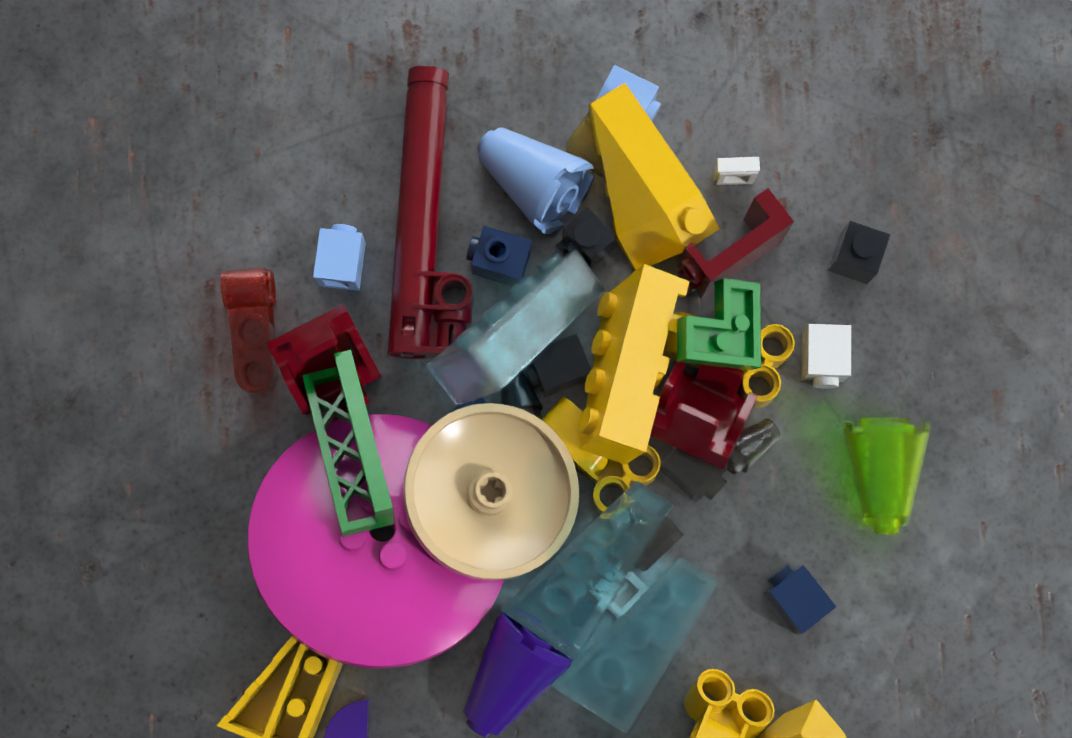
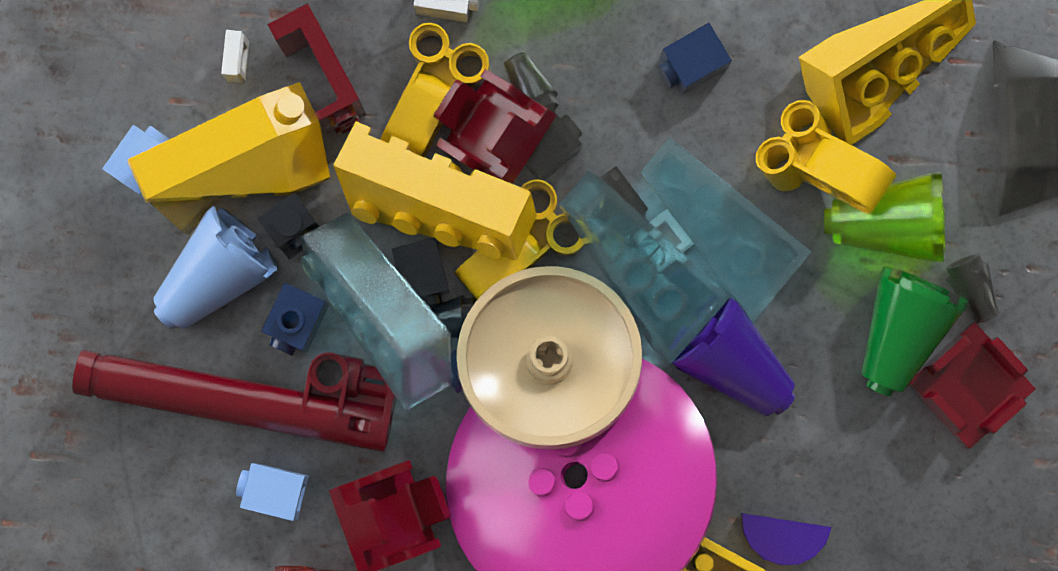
camera: 80 degrees left, 5 degrees up
(366, 446) = (481, 482): green fence -> none
(731, 337) = (418, 84): plate -> none

